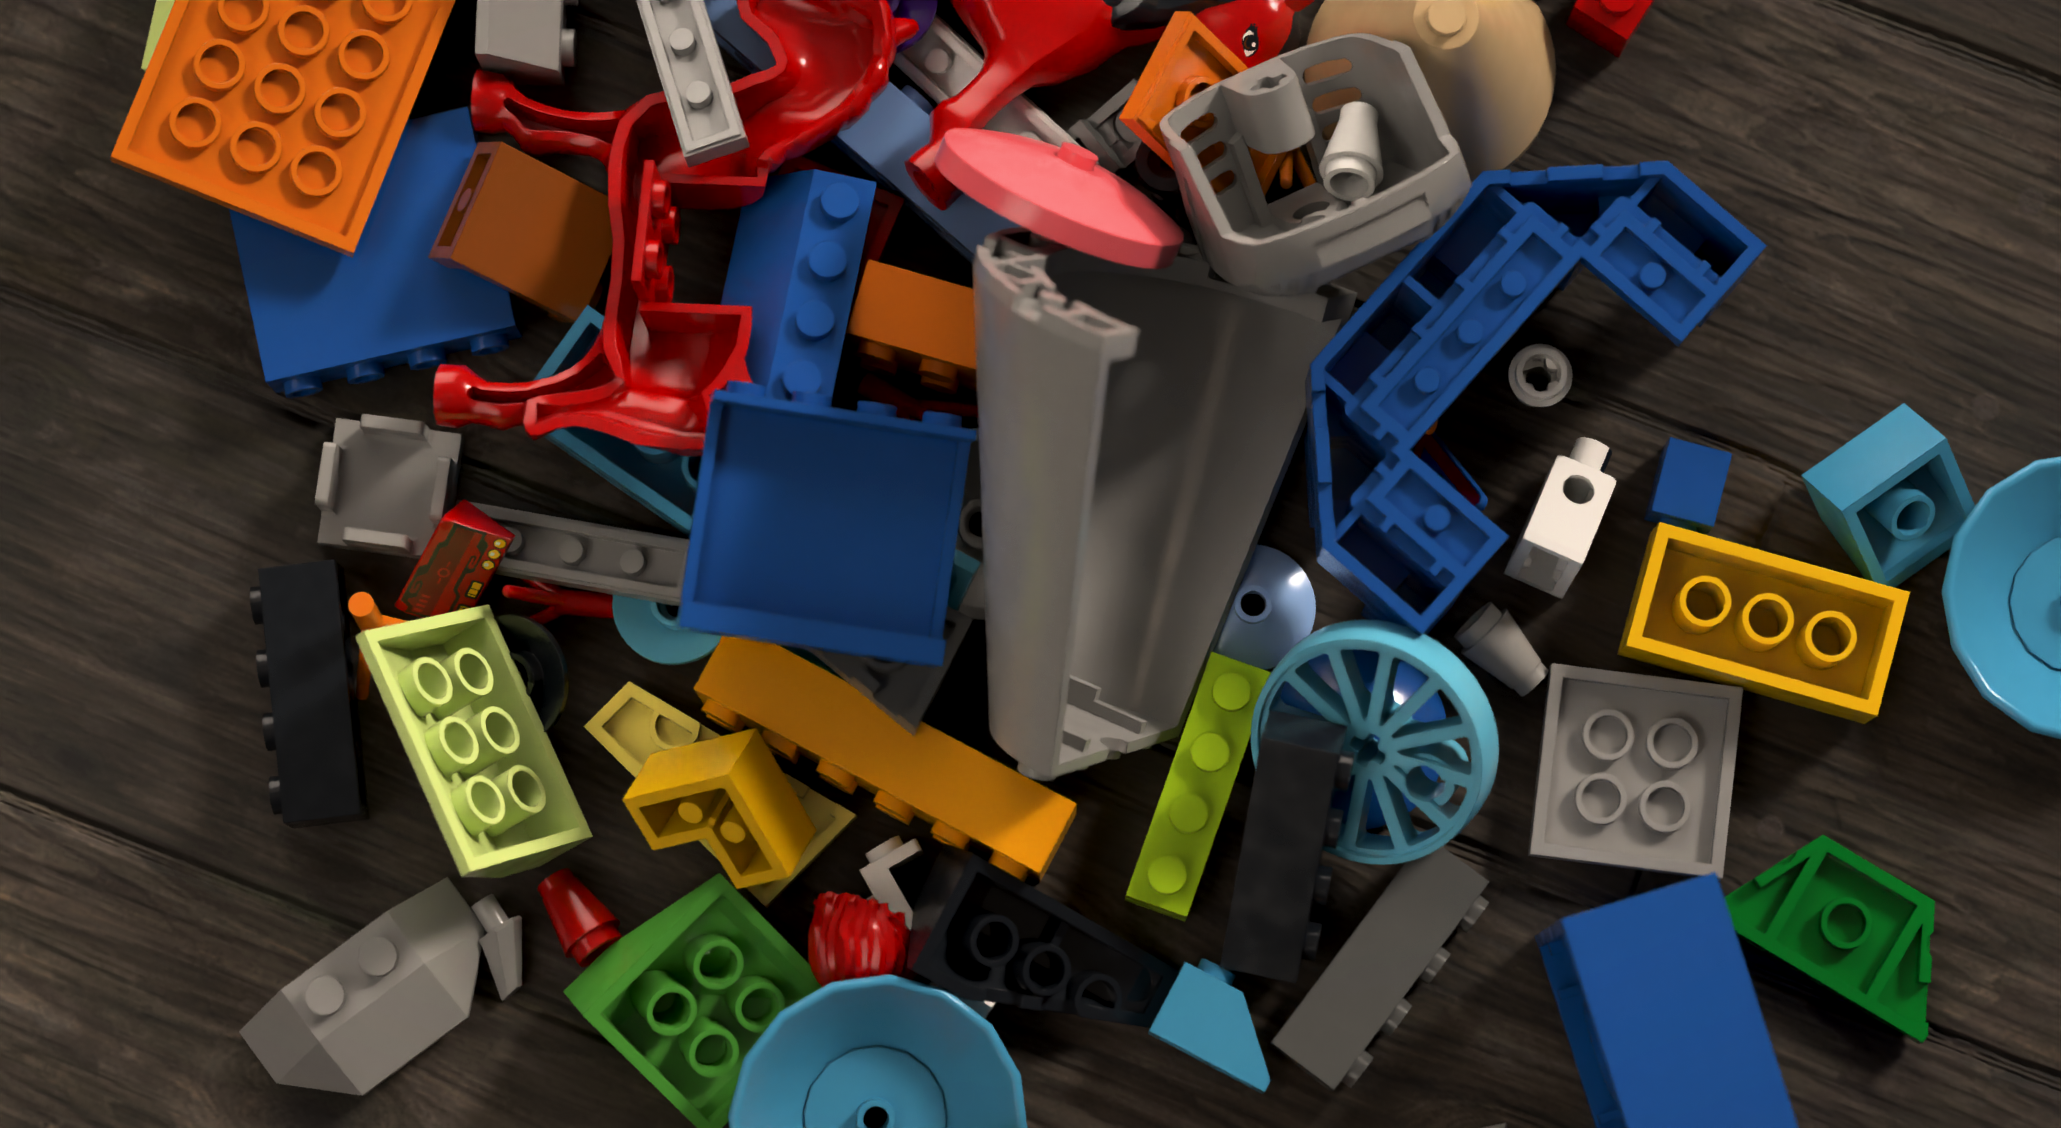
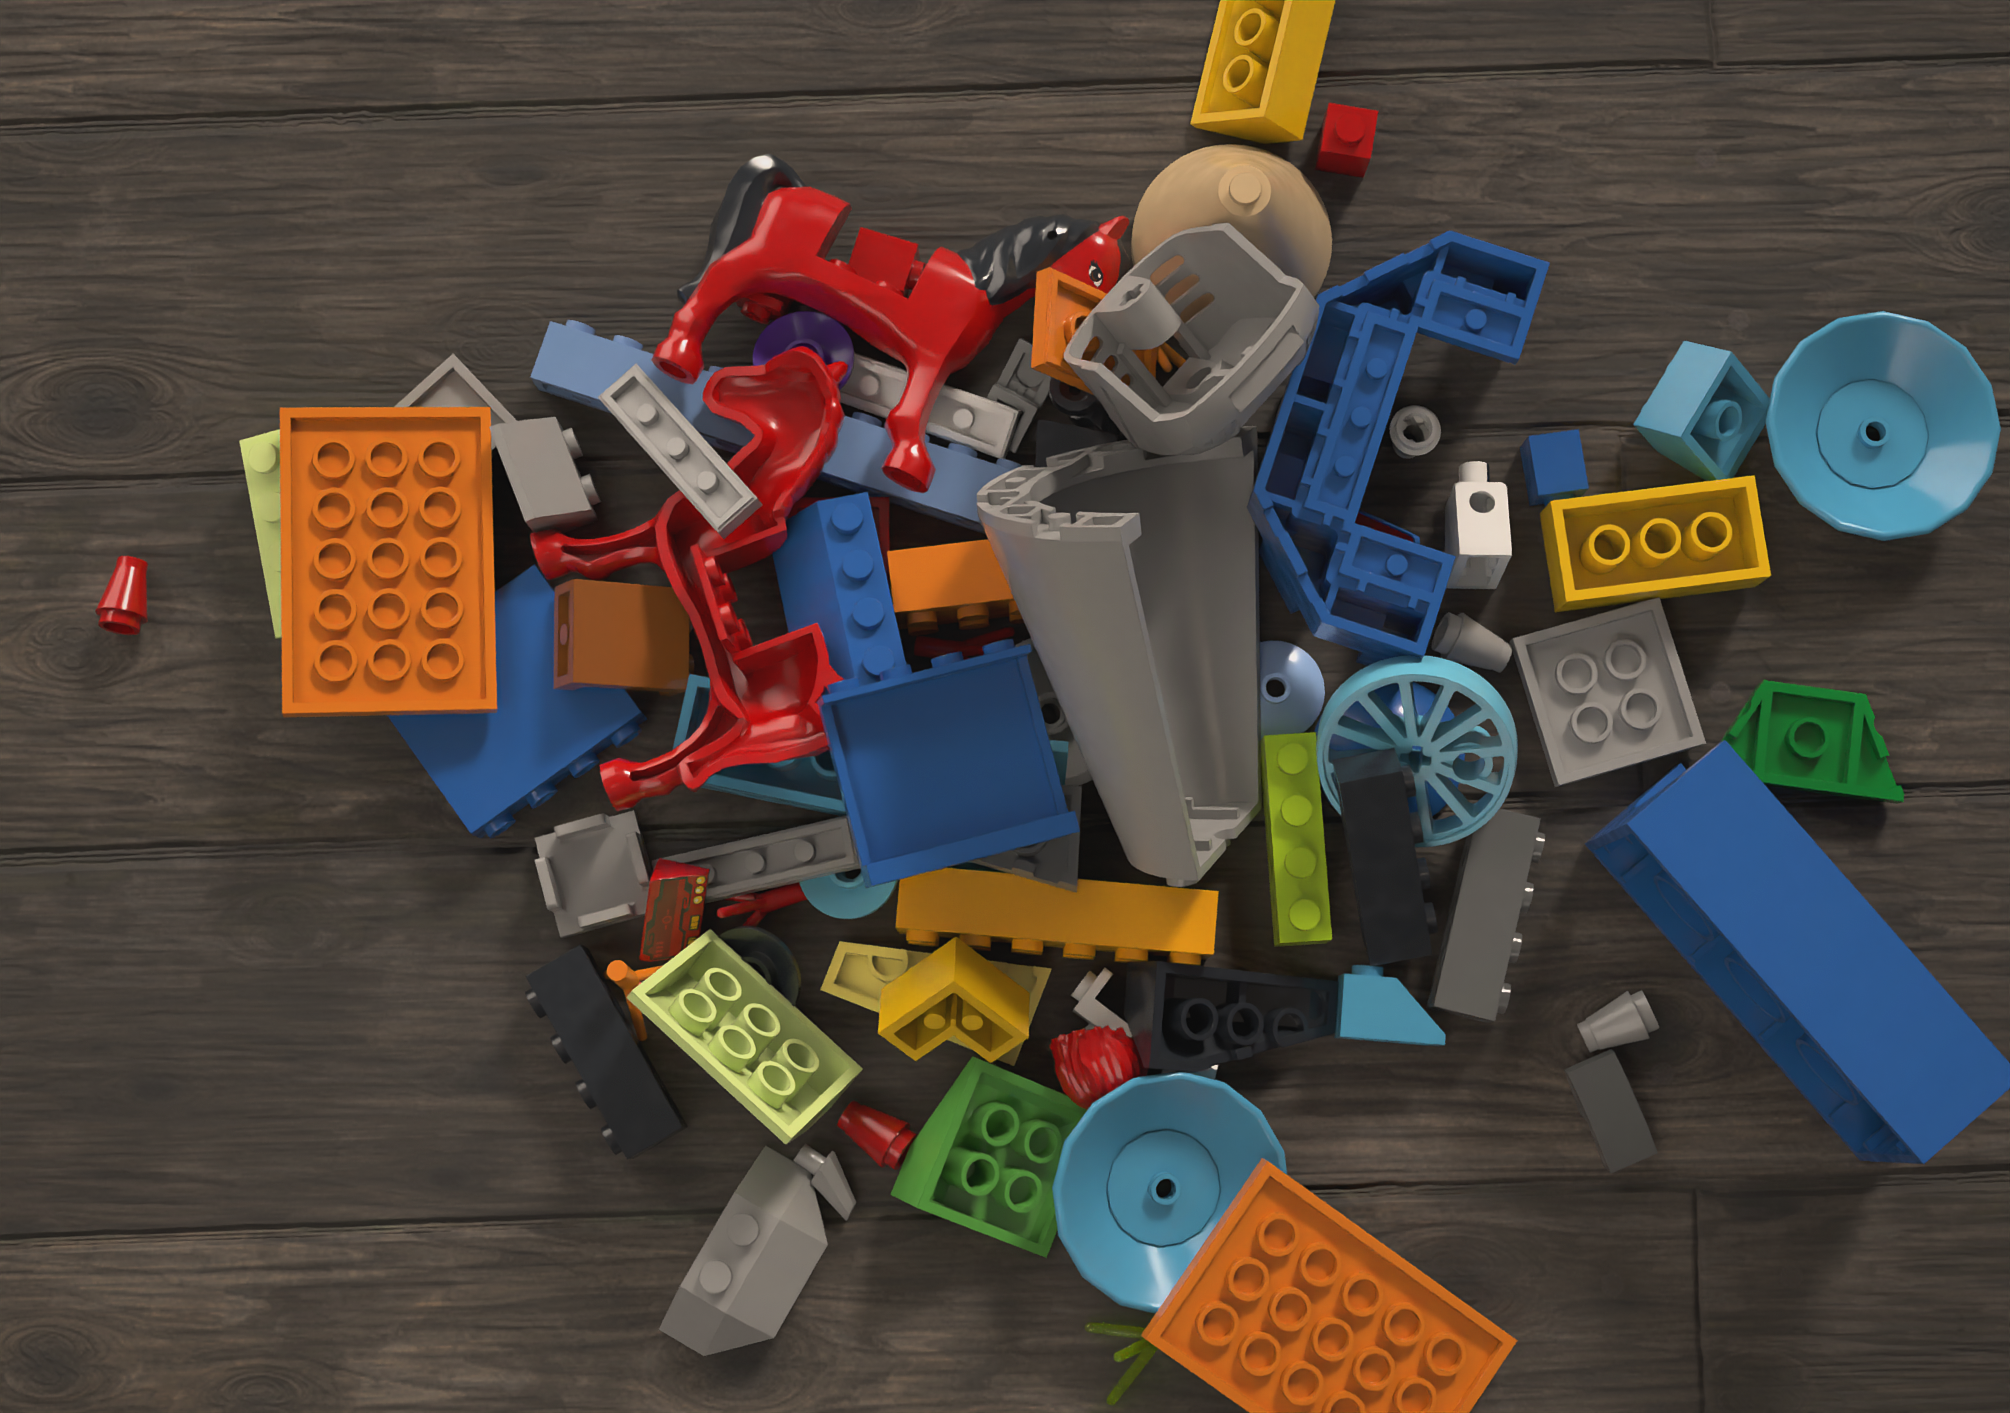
camera: 25 degrees left, 0 degrees up
(1060, 196) = (1013, 442): coral dish -> none
(1353, 155) = (1215, 325): white cone -> none

